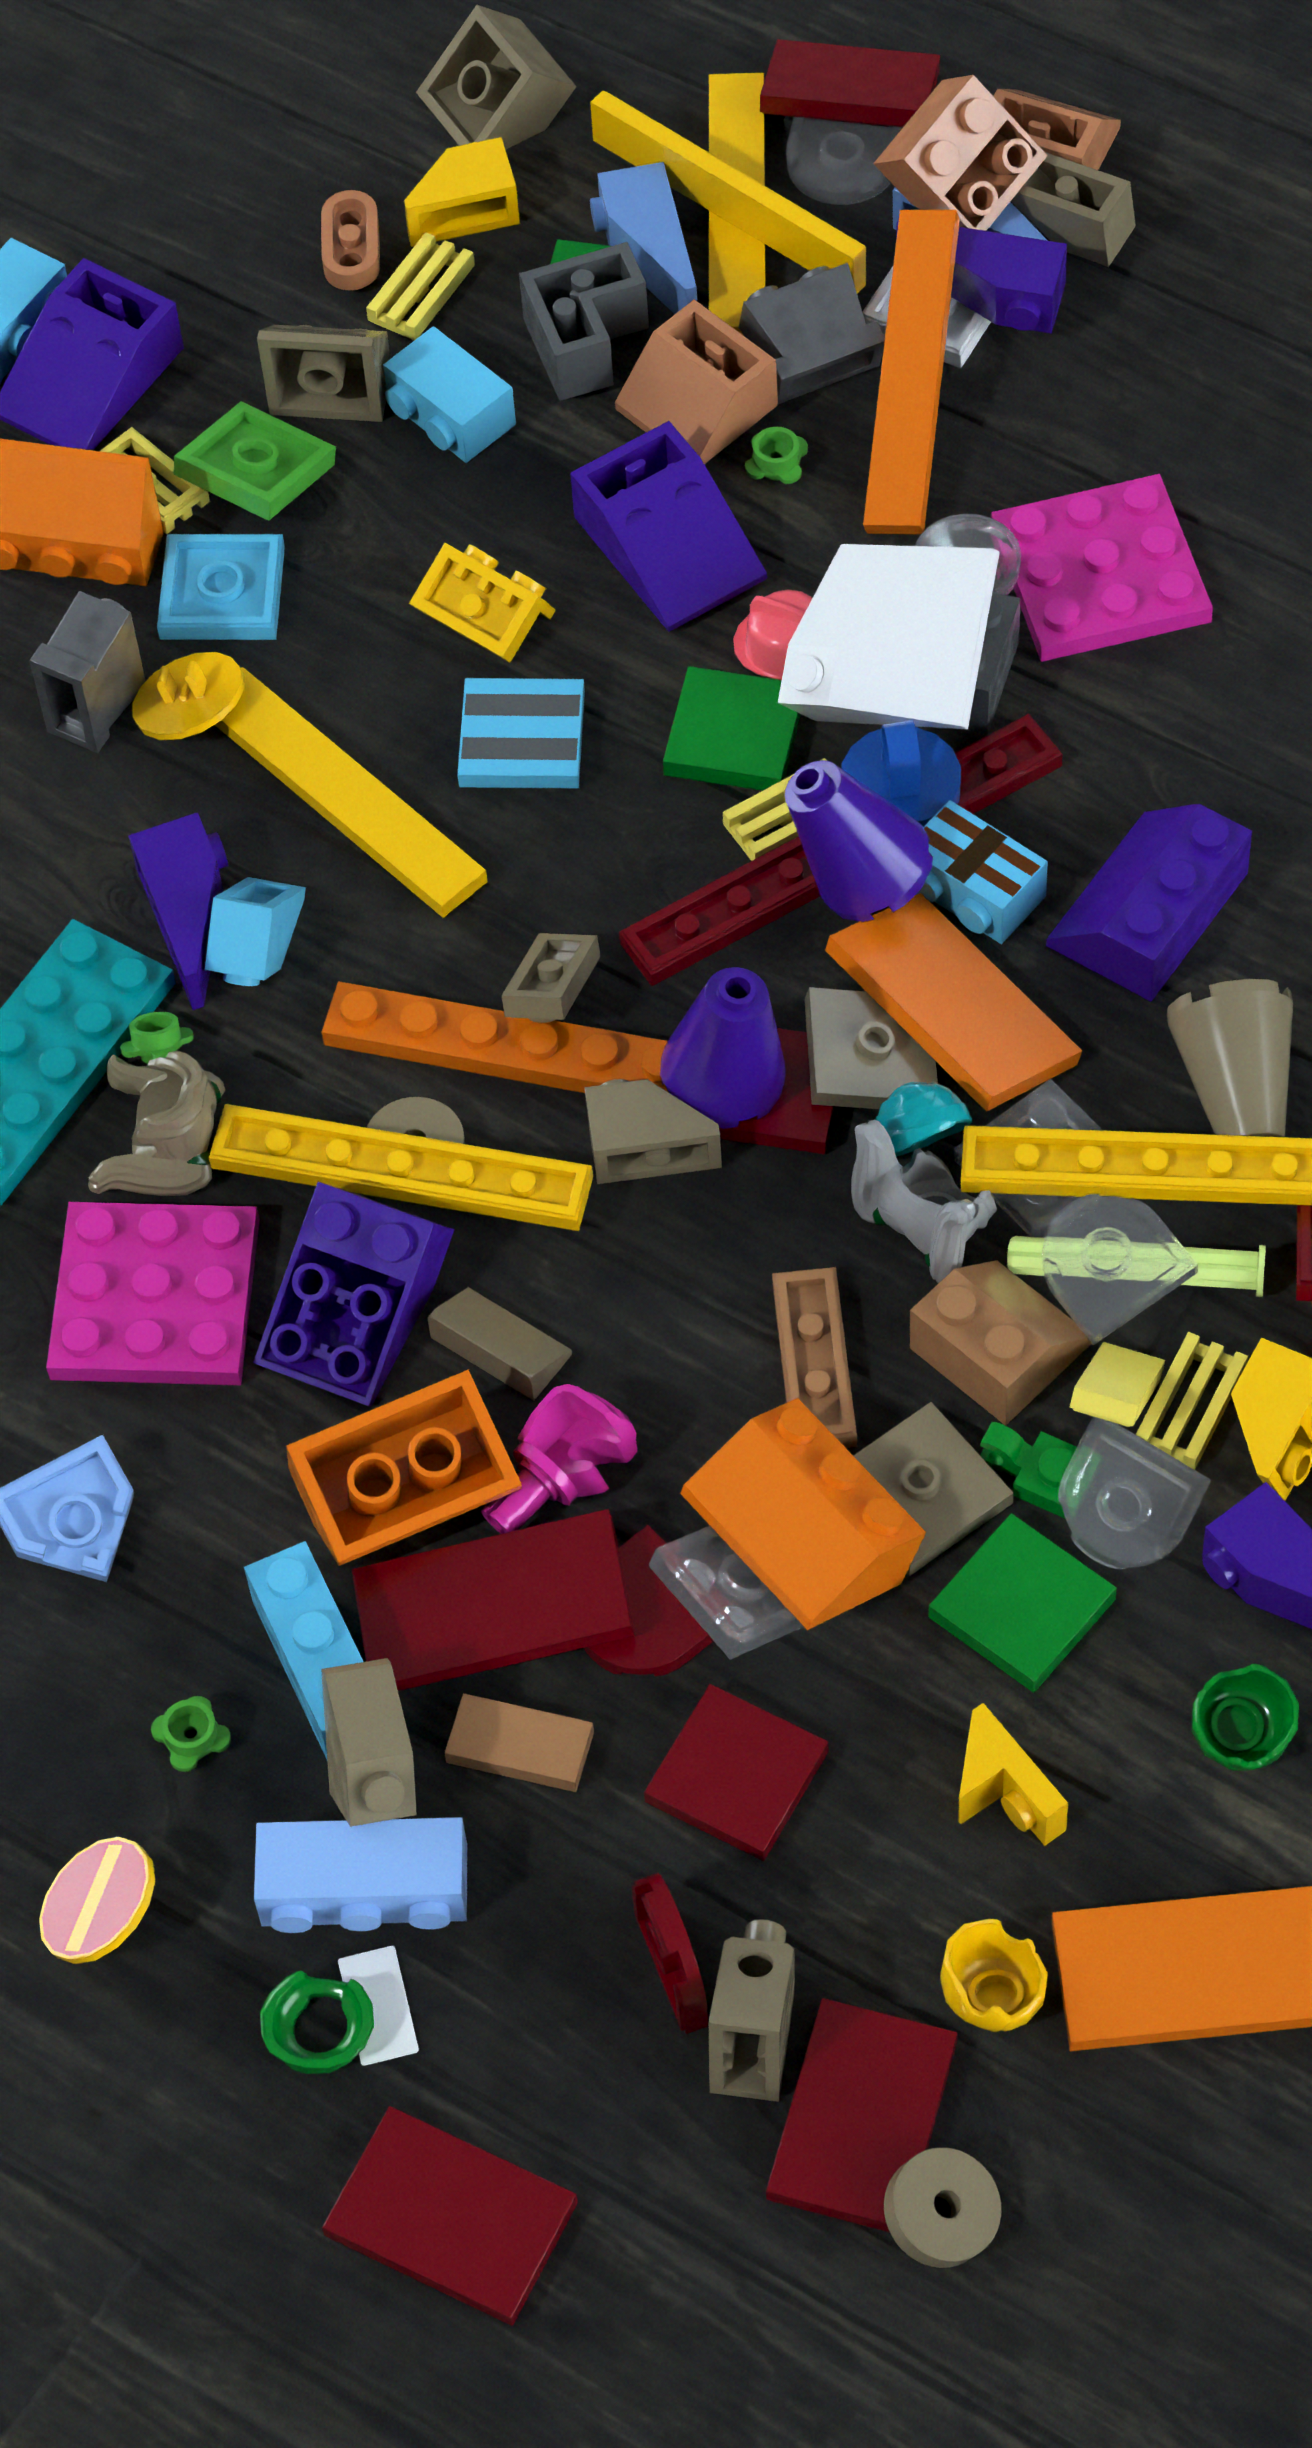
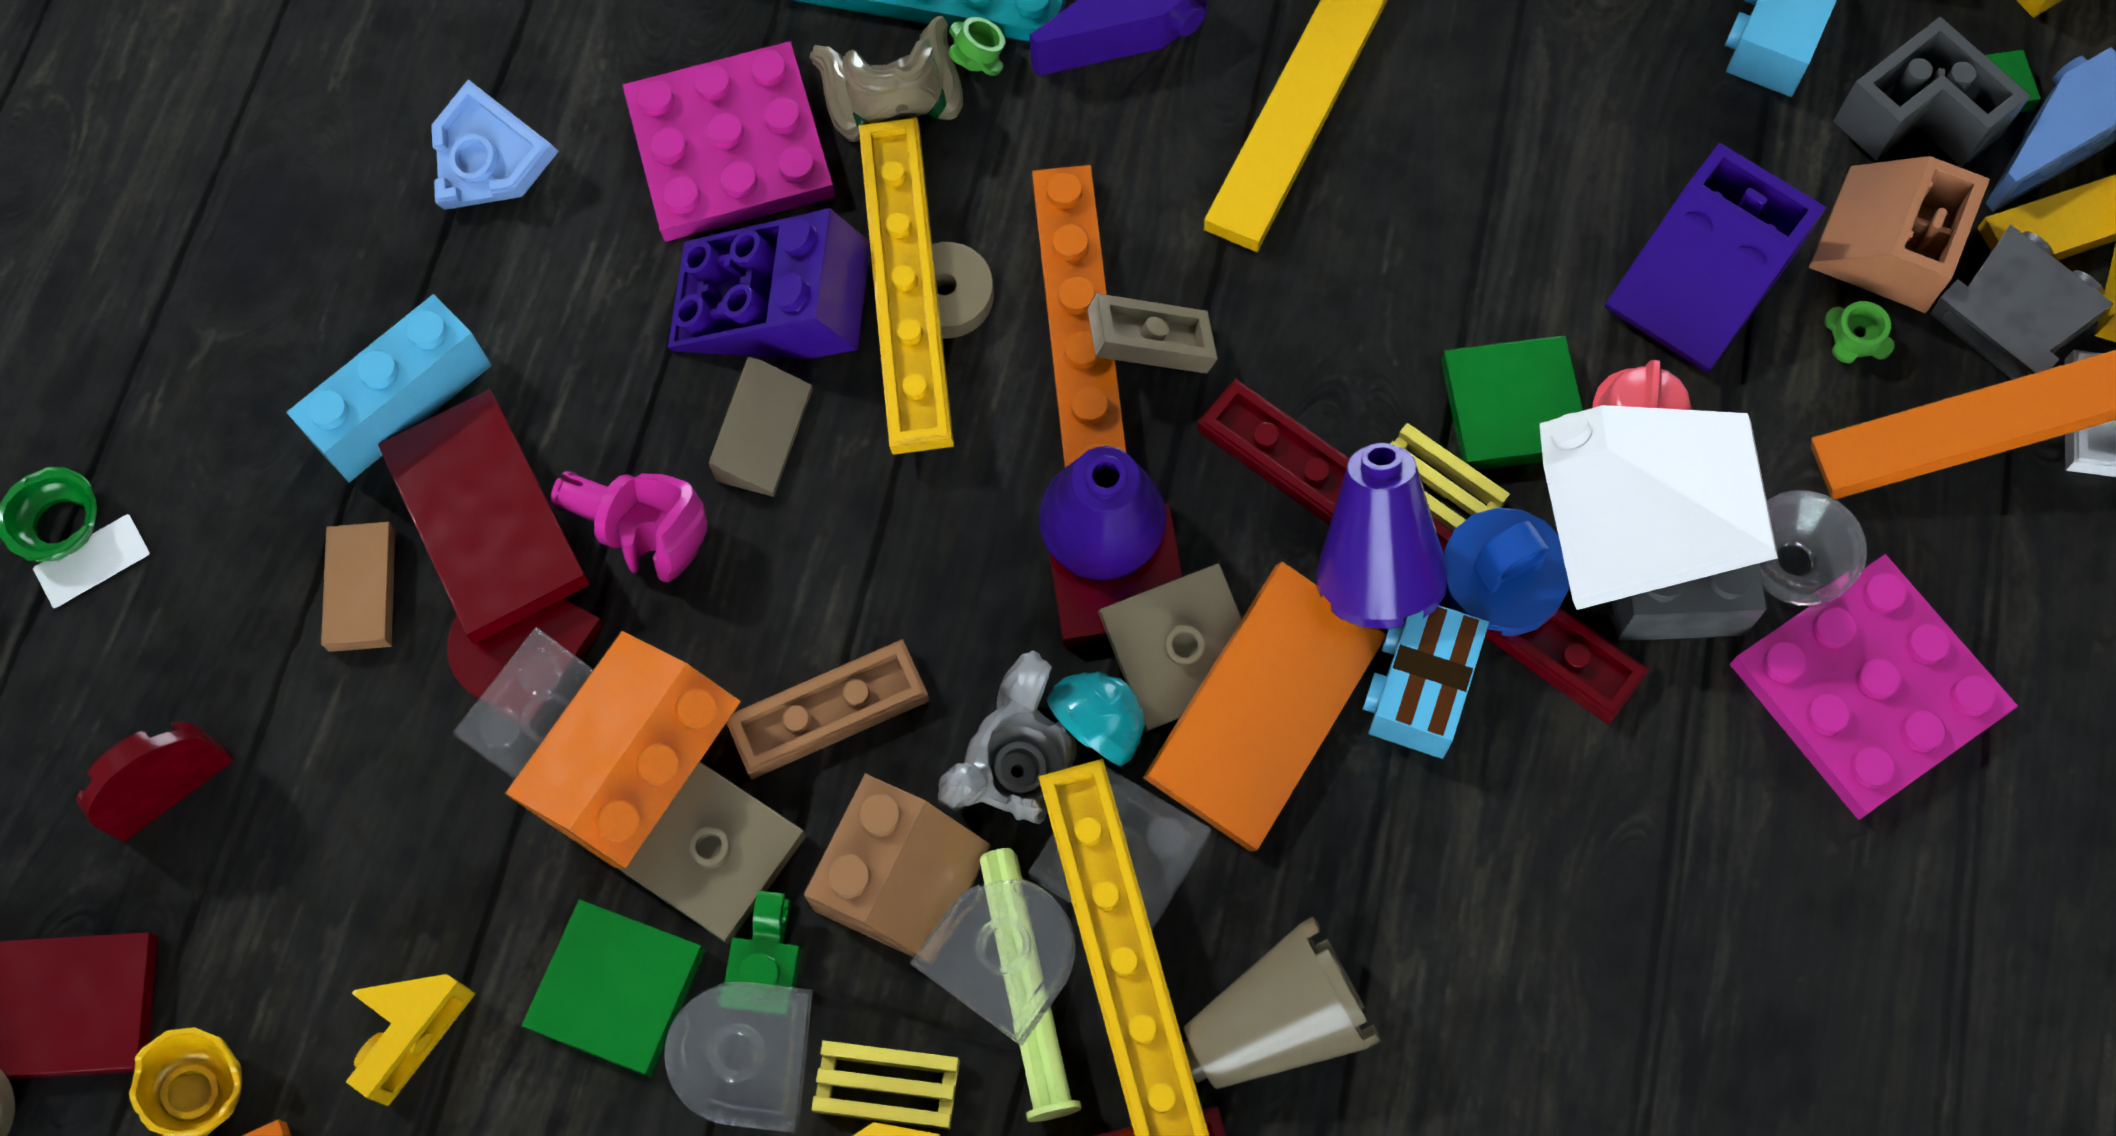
camera: 70 degrees right, 10 degrees up
(97, 1900) = (120, 305): piece -> none
(185, 1715) = (297, 309): bright green plate -> none
(252, 929) = (1119, 75): medium azure slope -> none
(361, 1874) = (188, 500): light blue brick -> none
(367, 1743) = (272, 453): dark tan slope -> none
(401, 1468) = (576, 392): orange slope -> none
(479, 602) = (1561, 133): yellow bracket -> none
(521, 733) = (1430, 221): medium azure tile -> none
(647, 1132) = (1013, 465): dark tan slope -> none
(736, 1772) = (371, 782): dark red tile -> none
(752, 1998) = (102, 871): dark tan torso -> none
(1117, 1384) = (858, 1003): light yellow tile -> none
(1155, 896) = (1472, 865): dark purple slope -> none

